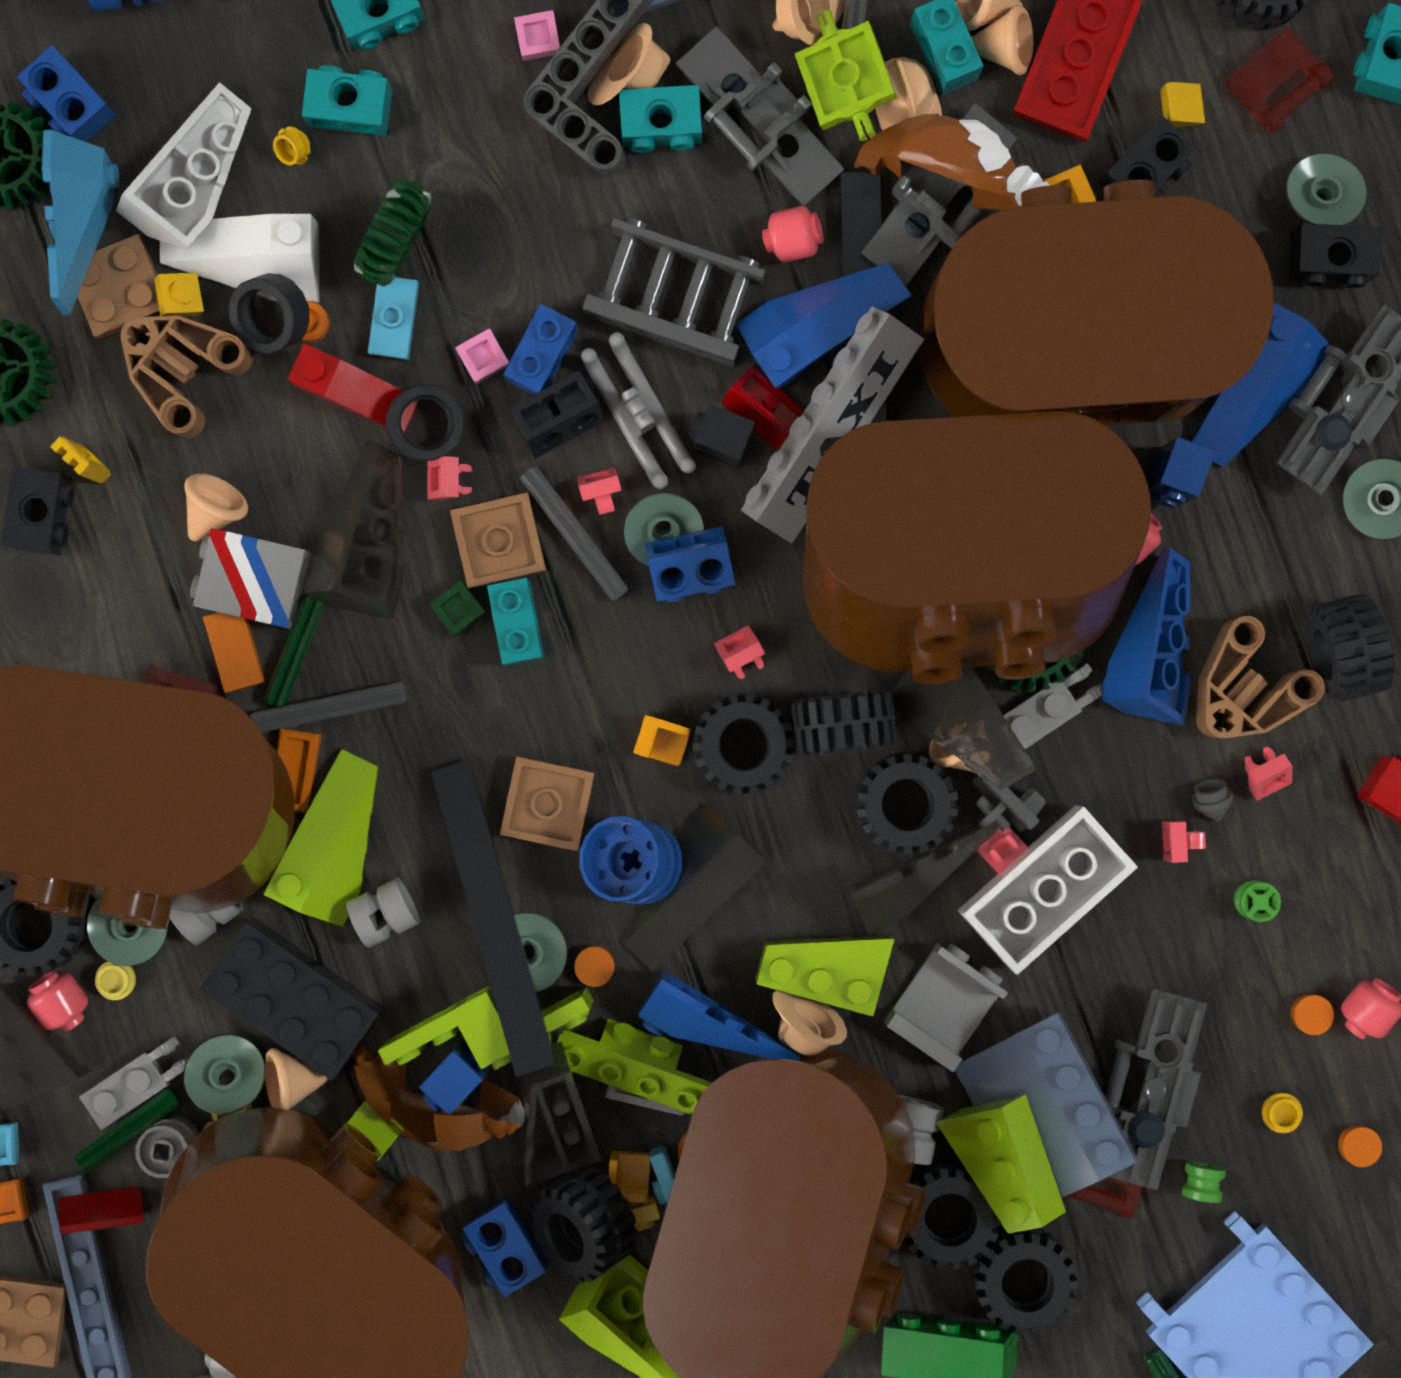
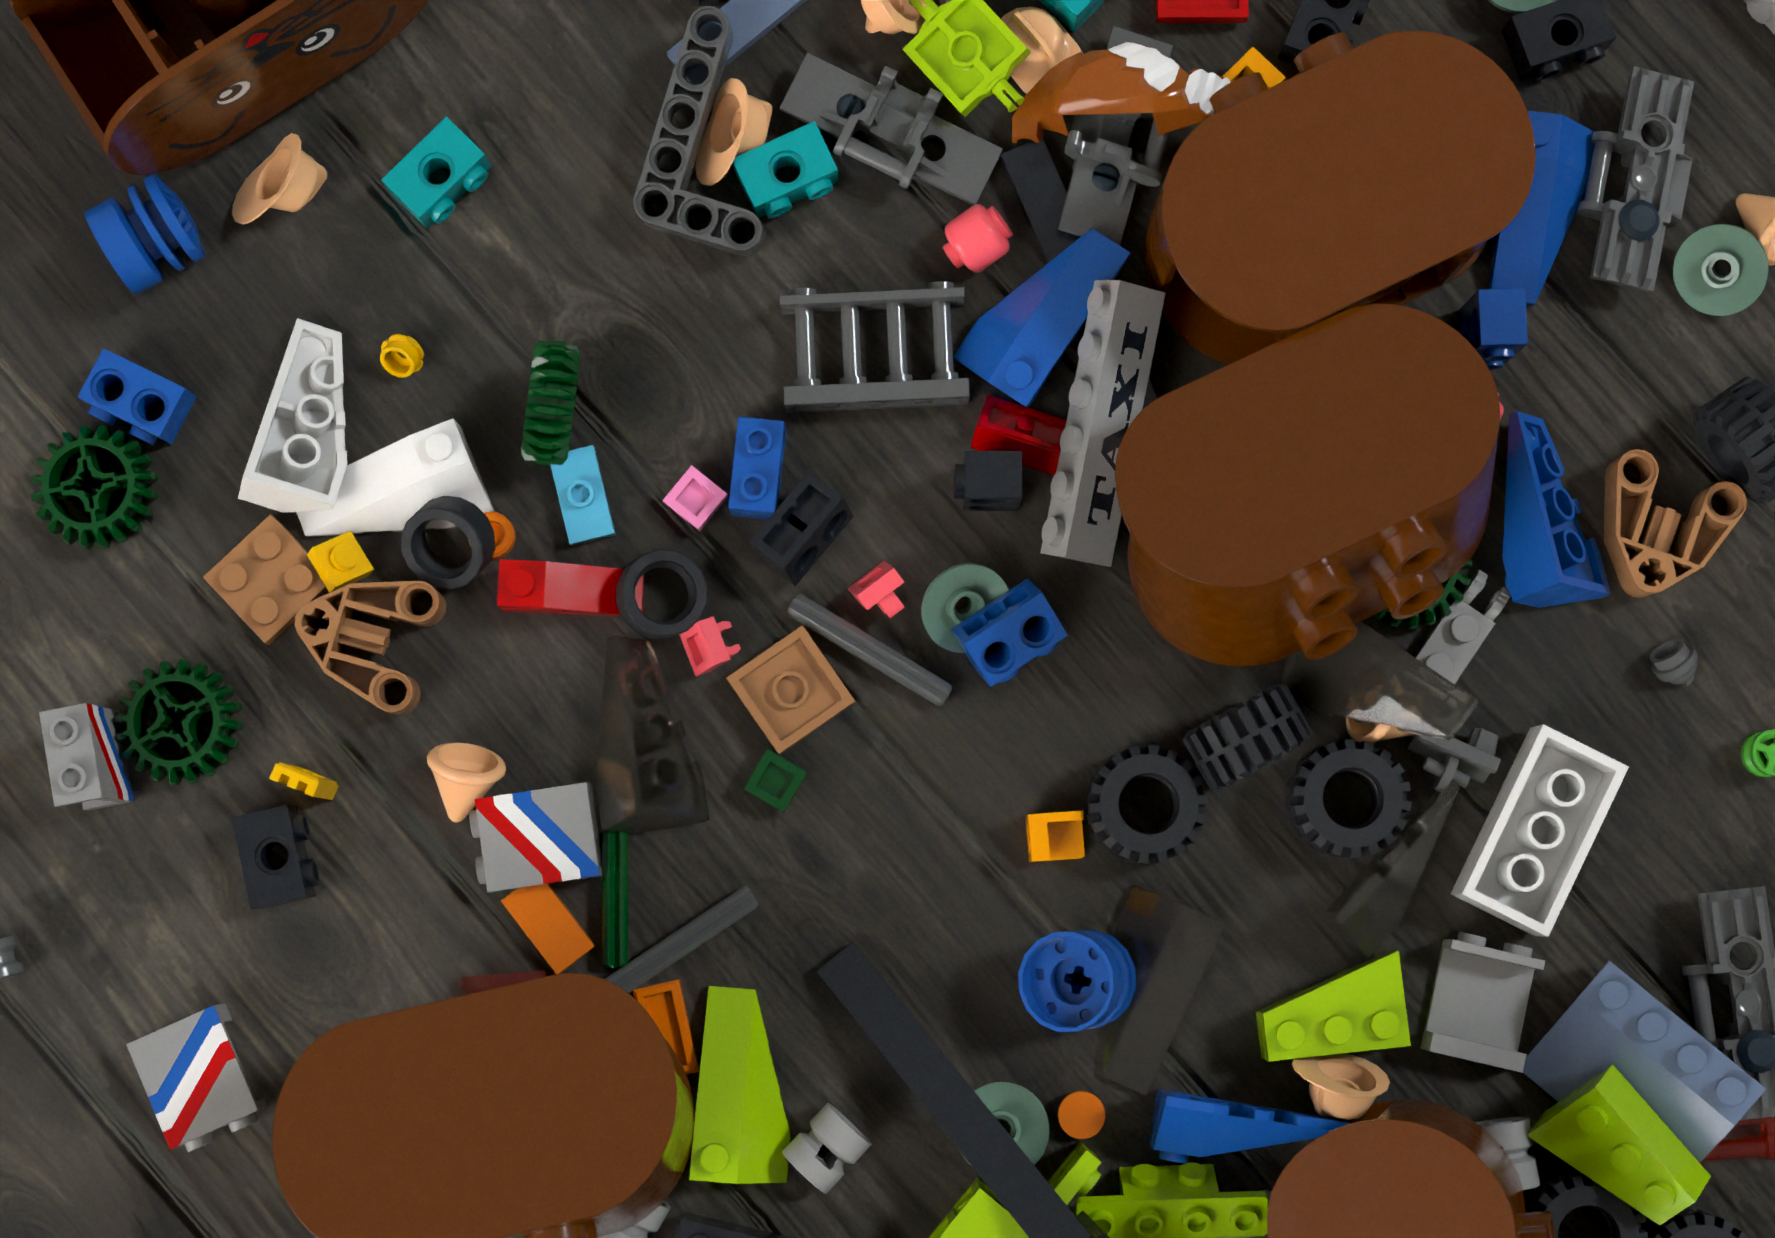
camera: 15 degrees left, 5 degrees down
(82, 199) = (195, 491): dark azure wedge -> none
(366, 115) = (469, 292): teal brick -> none
(516, 622) = (846, 770): teal brick -> none
(537, 35) = (619, 136): bright pink plate -> none
(547, 803) = (958, 955): medium nougat plate -> none
(637, 411) = (886, 492): light grey piece -> none
(739, 650) = (1100, 703): coral tile -> none
(1002, 849) = (1472, 808): coral tile -> none
(1178, 841) = (1657, 722): coral tile -> none
(1269, 776) = (1726, 612): coral tile -> none

